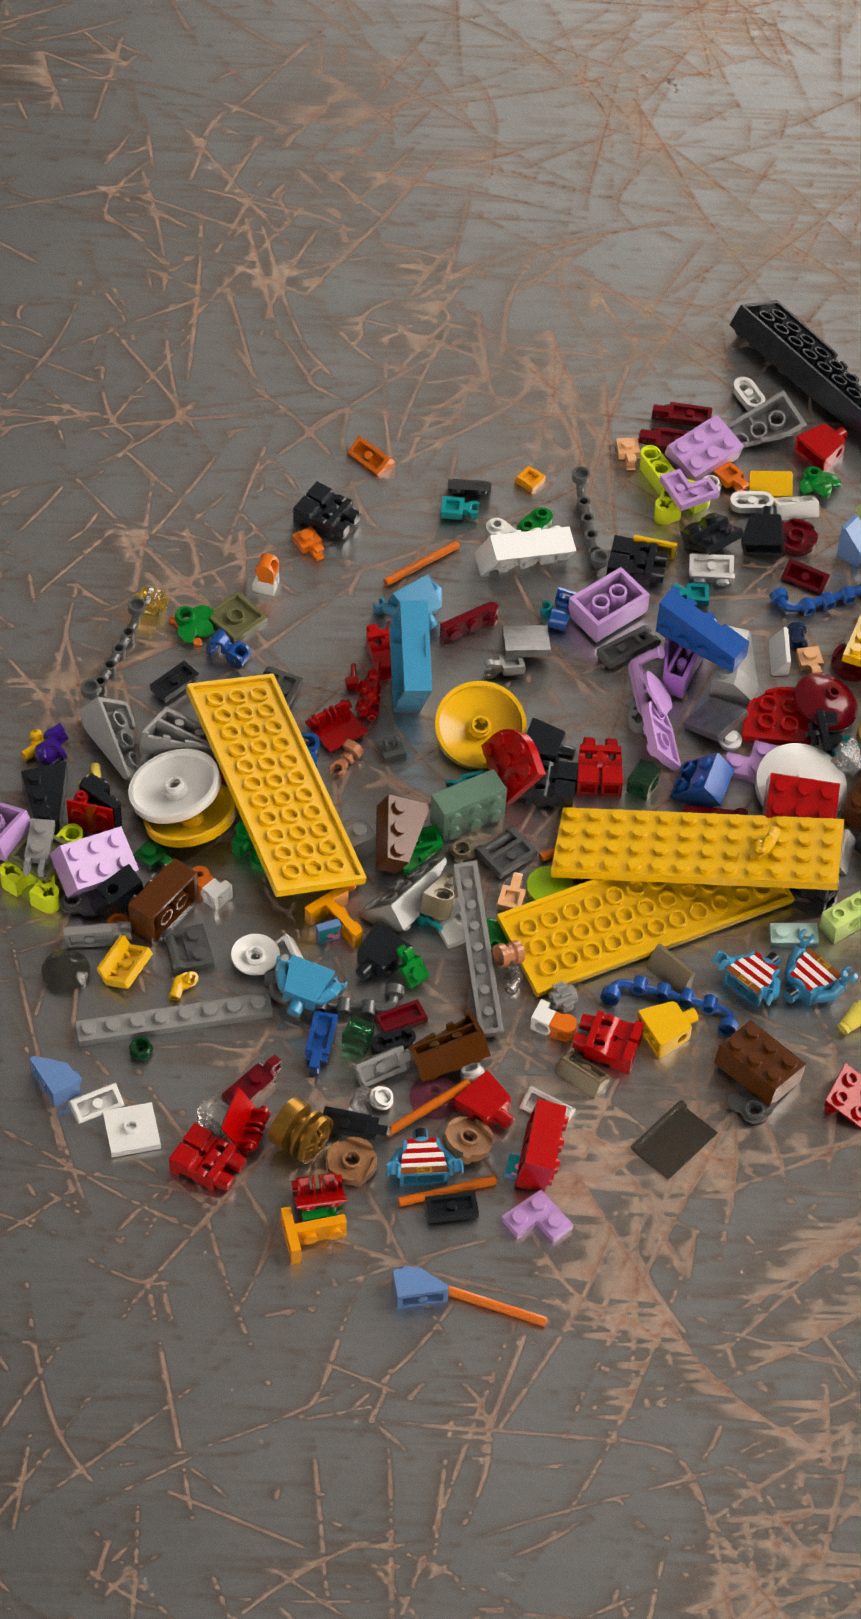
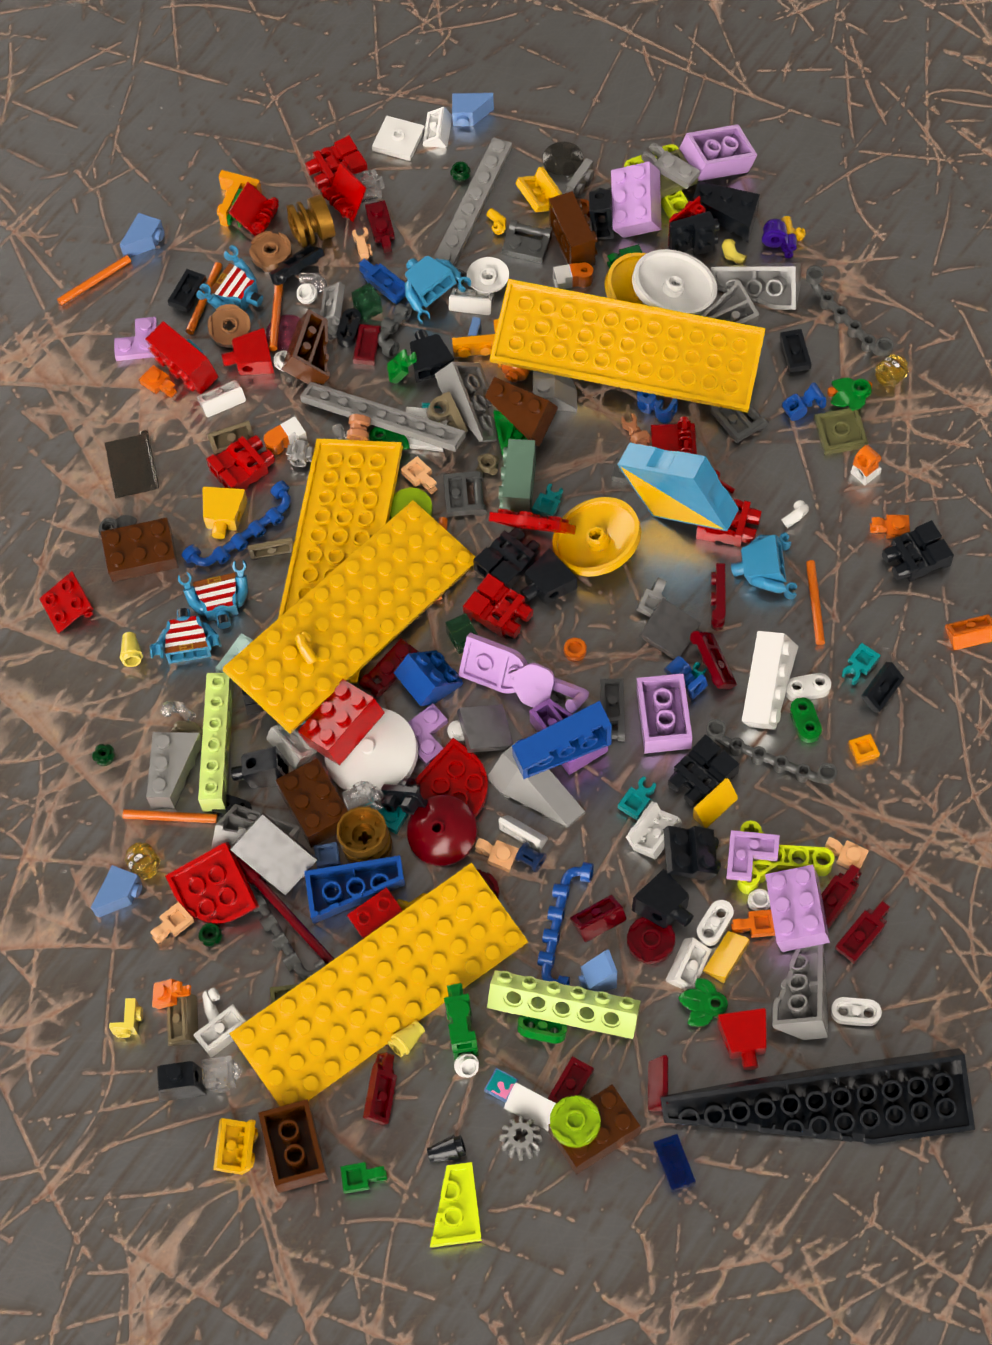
camera: 130 degrees right, 10 degrees up
(296, 1077) = (364, 249): none -> light nougat plate
(344, 607) = (800, 511): none -> white arm
(531, 599) = (713, 659): none -> dark red plate
(570, 1172) = (157, 380): none -> orange plate
(592, 701) = (575, 649): none -> orange tile

